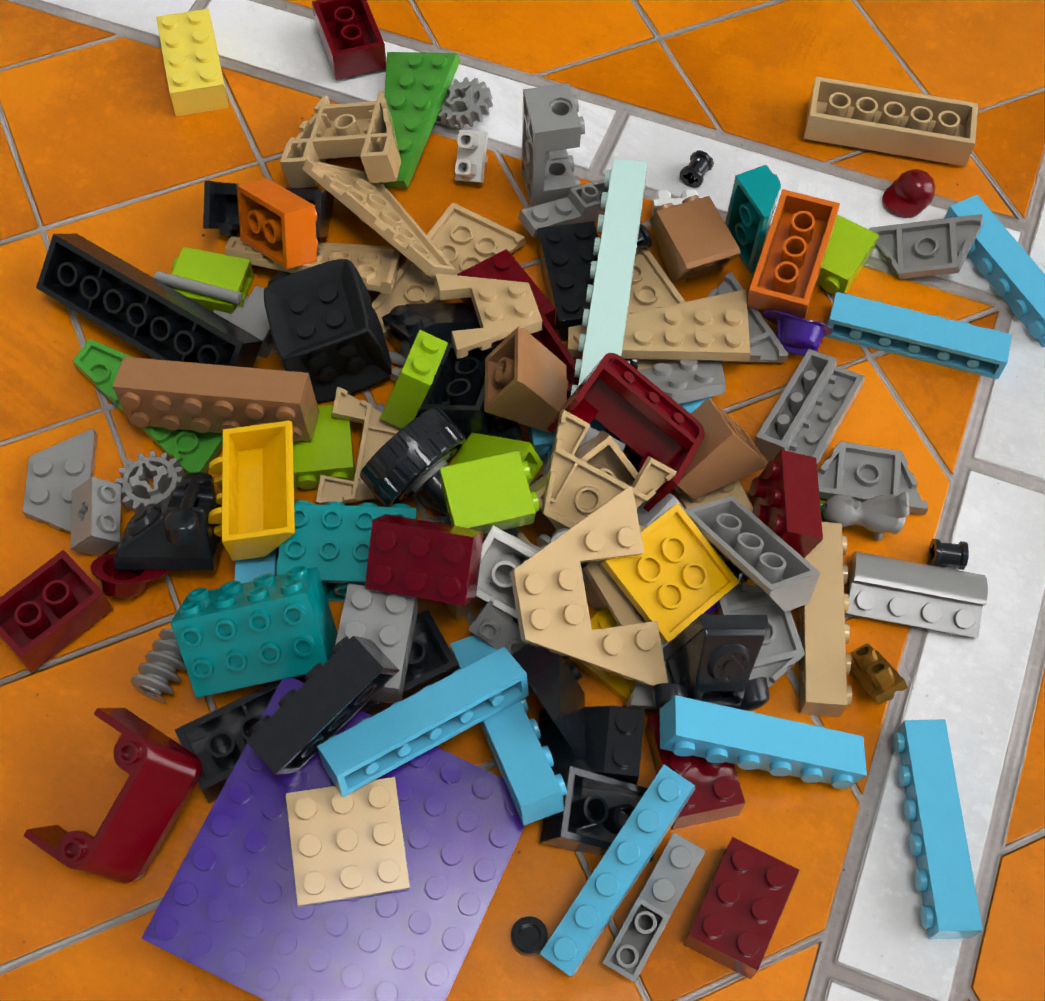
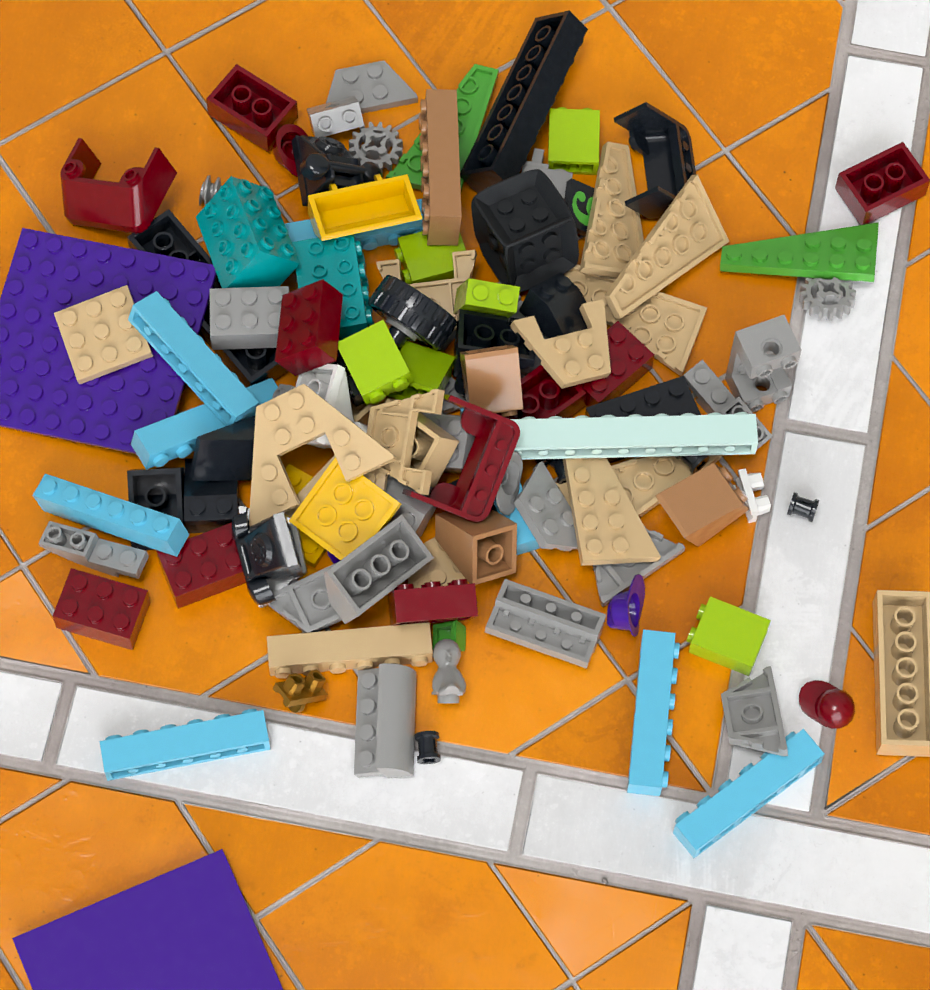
camera: 80 degrees right, 5 degrees up
(192, 62) = (816, 67): light yellow brick -> none
(198, 287) = (557, 130): light grey bar -> none
(277, 223) = (629, 169): orange brick -> none
(321, 705) = (181, 283): black brick -> none
(341, 132) = (755, 204): tan wedge -> none
(471, 156) = (764, 309): white hips -> none
(529, 936) = (65, 471): black tile -> none
(752, 211) = (735, 550): teal slope -> none
(761, 742) = (221, 601): medium azure brick -> none
(793, 254) = (695, 584): orange brick -> none
(867, 473) = (491, 680): light grey wing -> none

